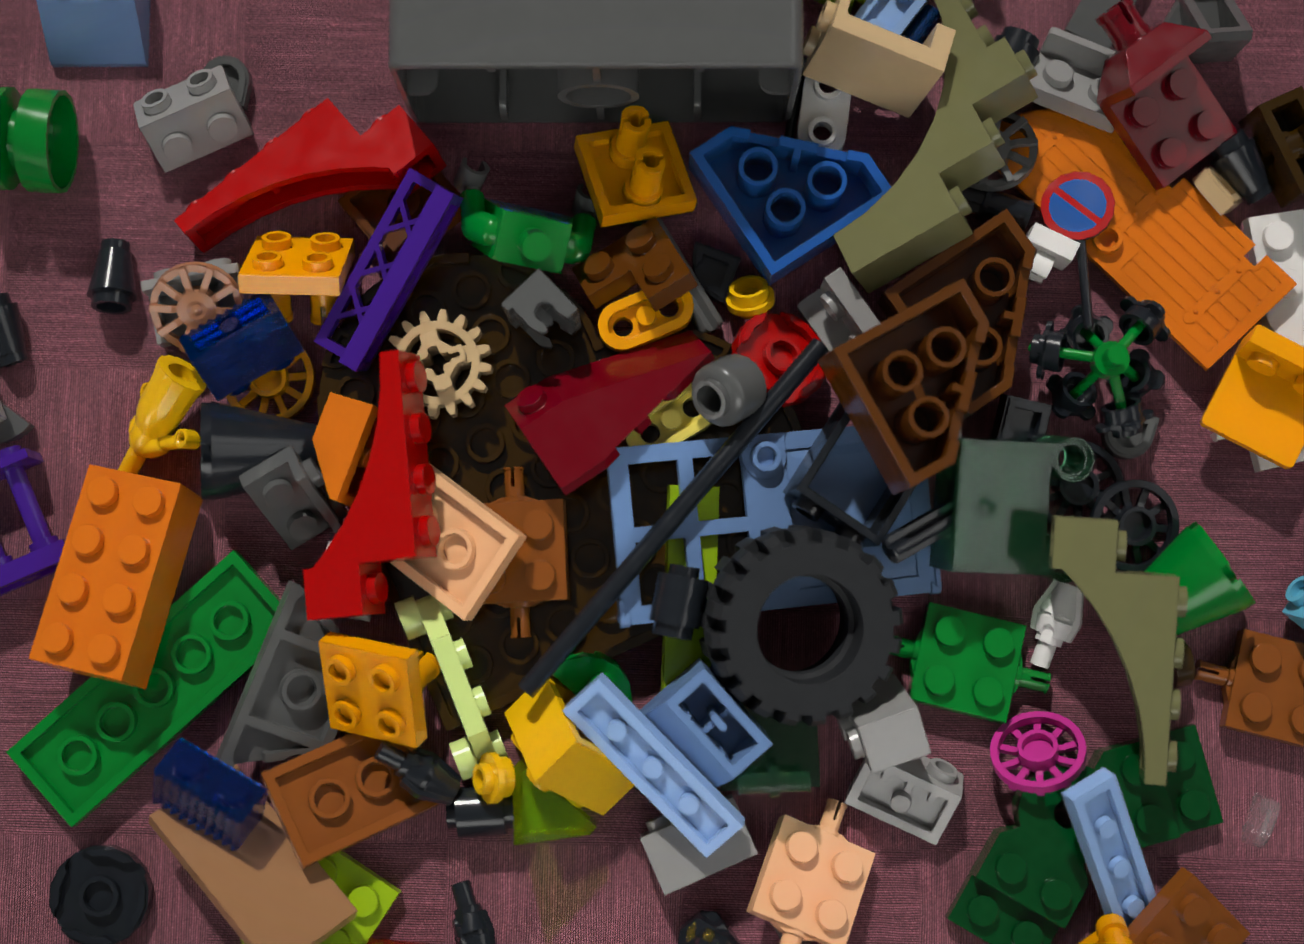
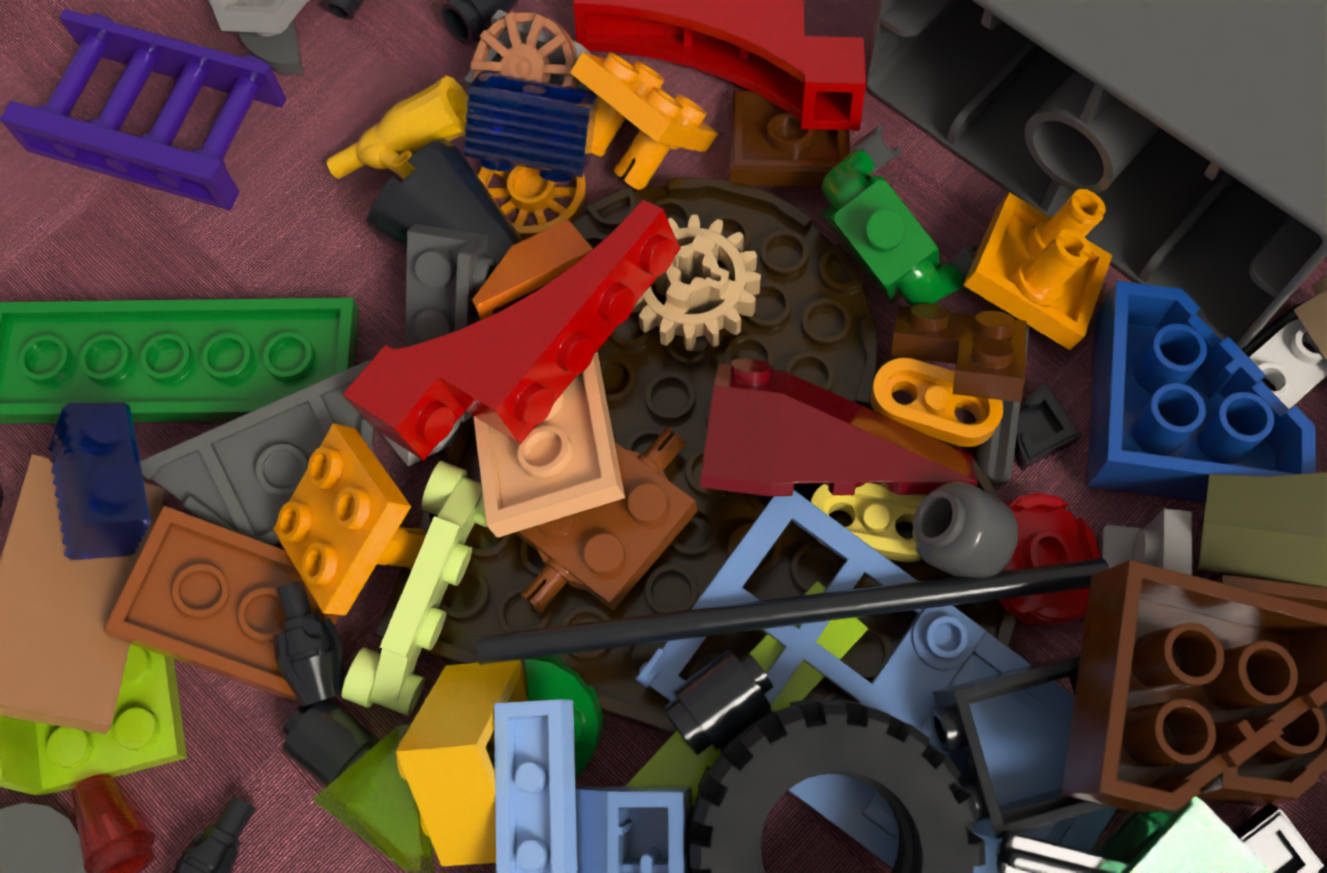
camera: 45 degrees right, 15 degrees down
(116, 576) = (230, 230): orange brick -> none
(398, 276) = (735, 169): dark purple fence -> none
(494, 777) = (369, 717): yellow plate -> none
(536, 307) = (836, 299): dark grey hinge -> none
(750, 296) = (1060, 476): yellow plate -> none

